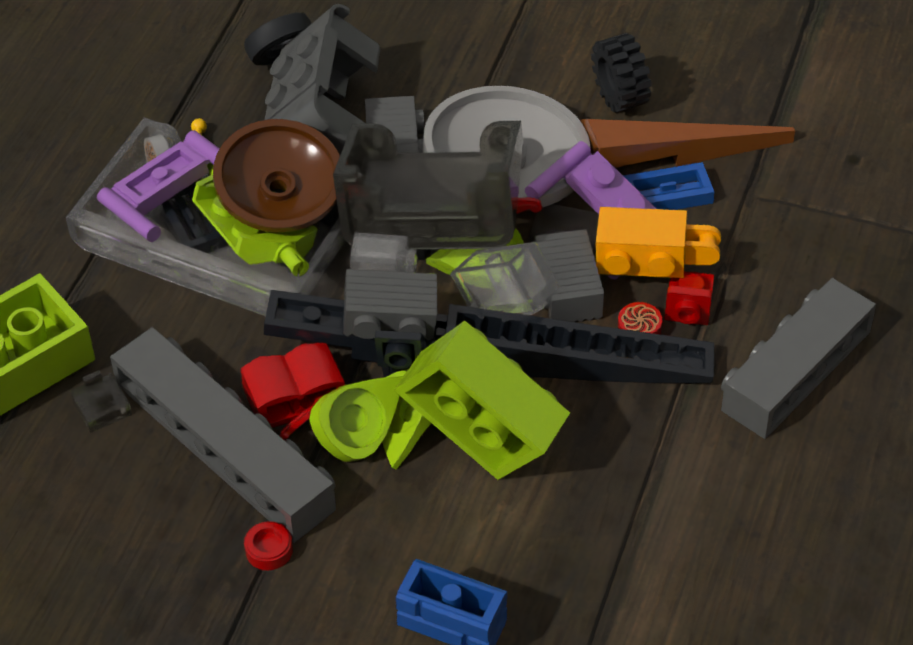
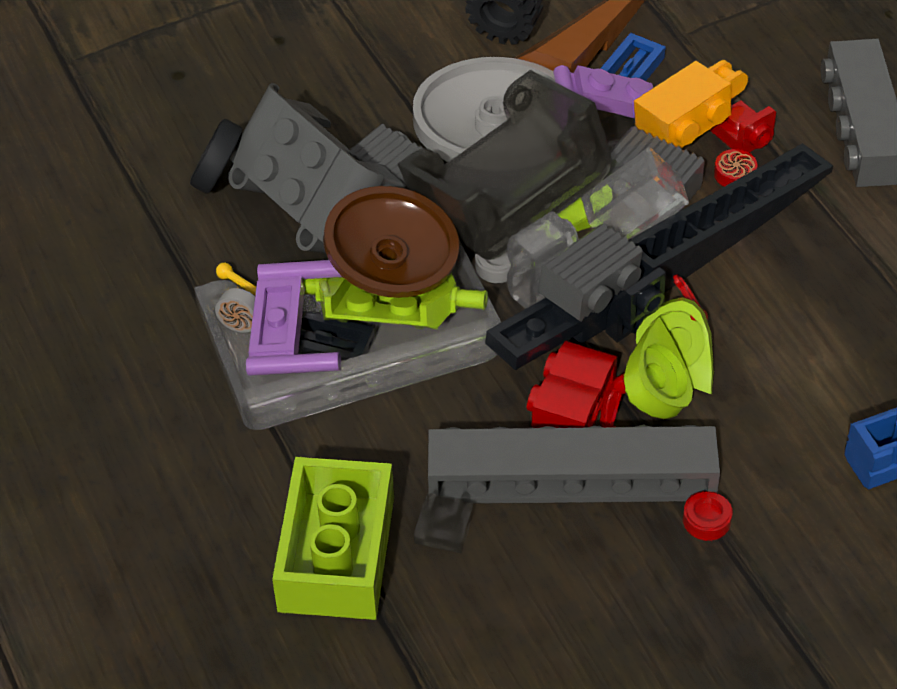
camera: 45 degrees left, 0 degrees up
(482, 401) = (752, 283): lime brick -> none

